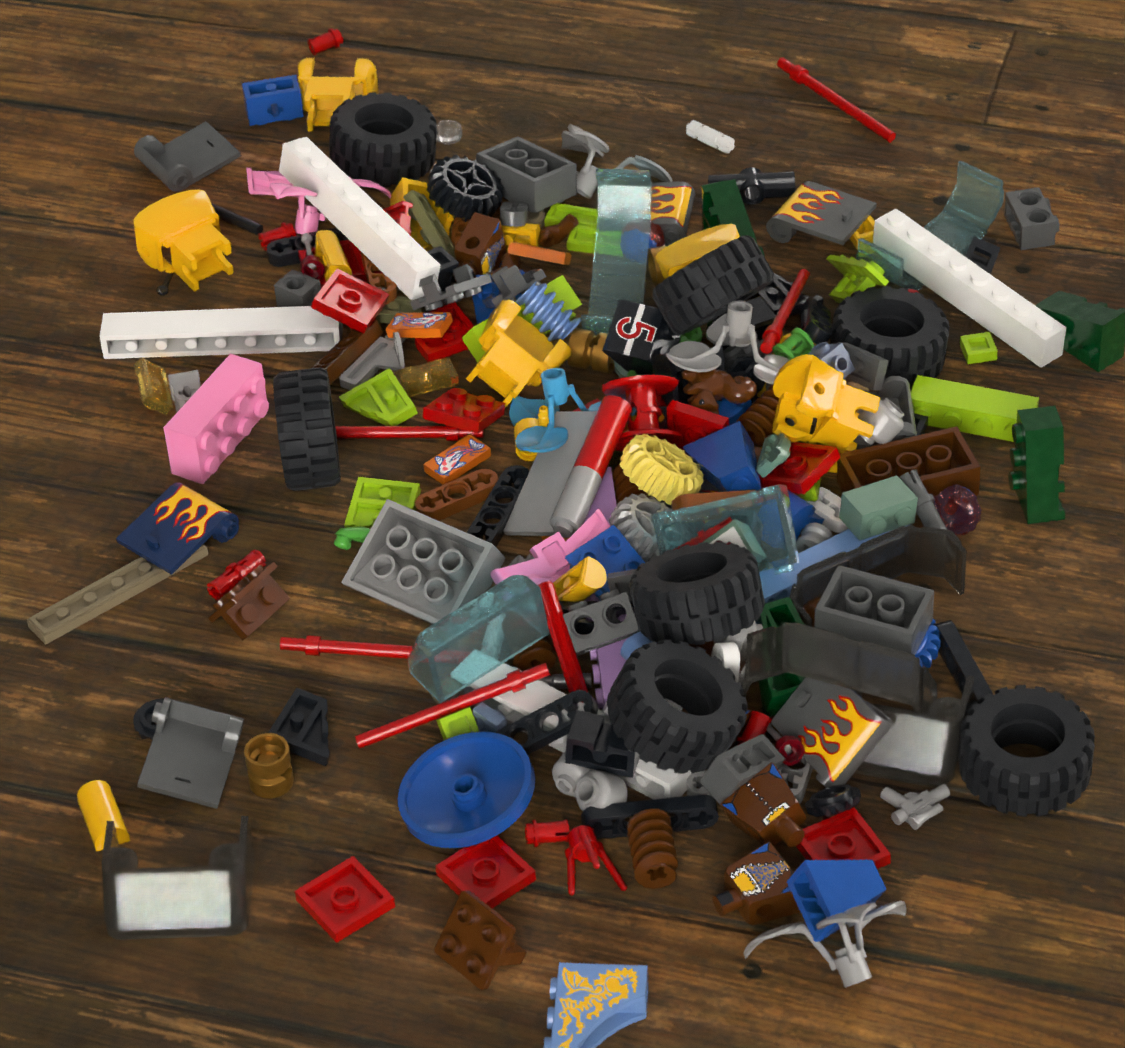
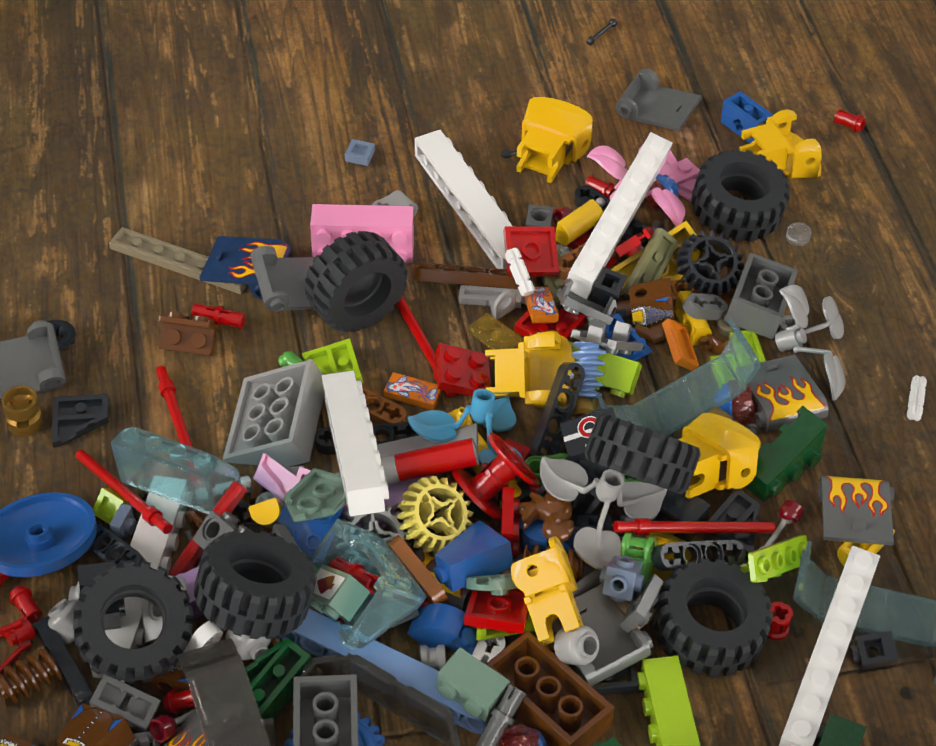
camera: 60 degrees right, 5 degrees up
(29, 147) = (612, 23): none -> black hinge
(71, 393) = (359, 152): none -> sand blue plate
(153, 386) = (398, 181): clear yellow plate -> none
(238, 220) = (611, 140): black bar -> none
(241, 495) = (281, 279): none -> dark grey door
(376, 315) = (519, 272): none -> white axle
(381, 400) = (451, 319): lime wing -> none
(541, 488) = (355, 444): none -> white brick
(578, 345) = (553, 410): none -> black beam
(598, 529) = (316, 496): none -> sand green tile
(756, 185) = (867, 448): black piece -> none
(792, 260) = (790, 513): none -> dark red hinge
(978, 348) = (761, 693): lime plate -> none

